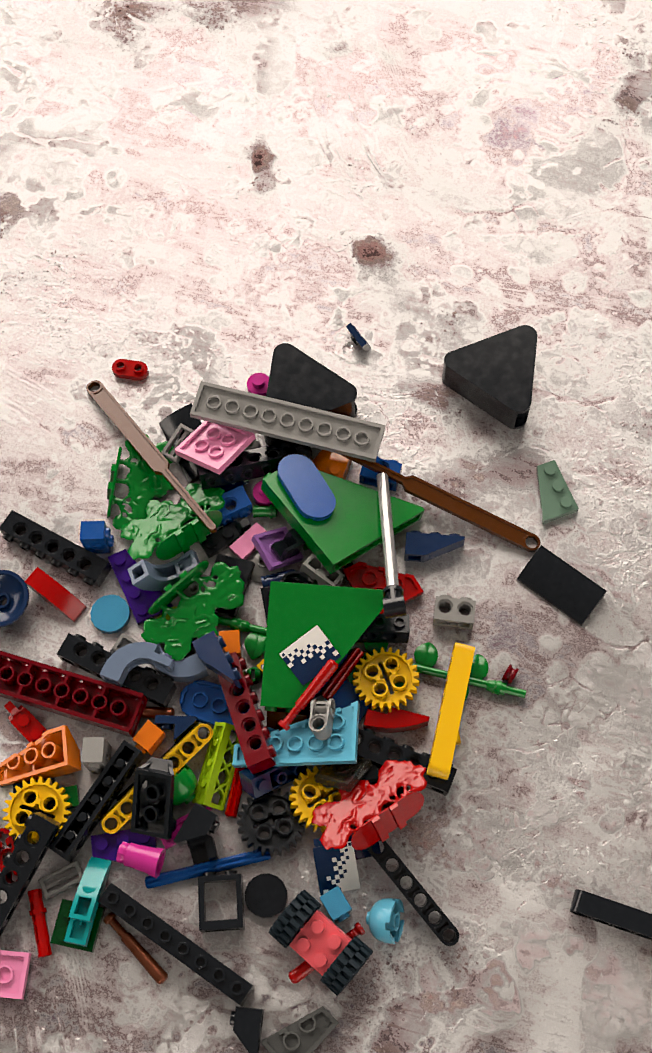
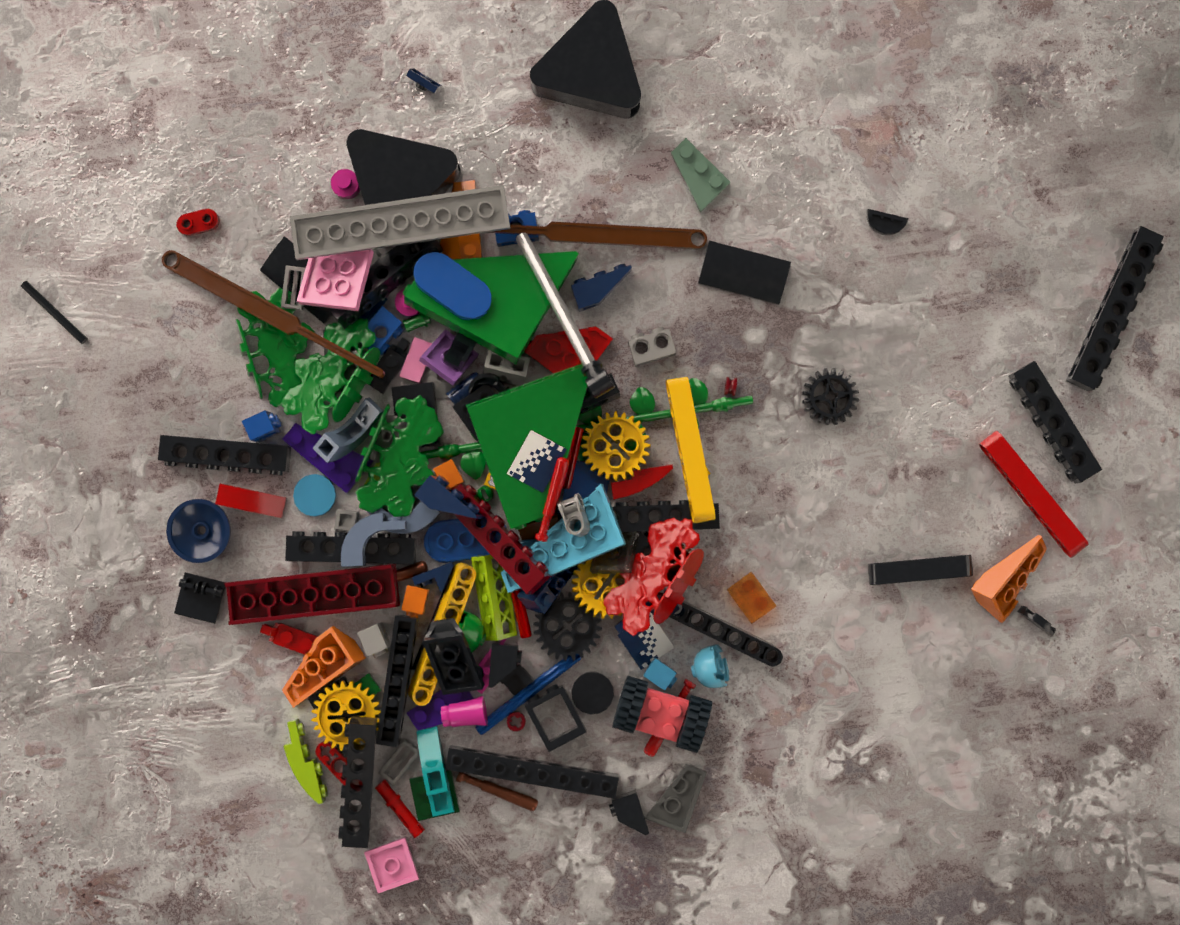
camera: 30 degrees left, 20 degrees up
(189, 885) = (517, 714): none -> dark red bush
(451, 872) = (751, 597): none -> clear orange plate
(589, 719) = (822, 398): none -> black gear

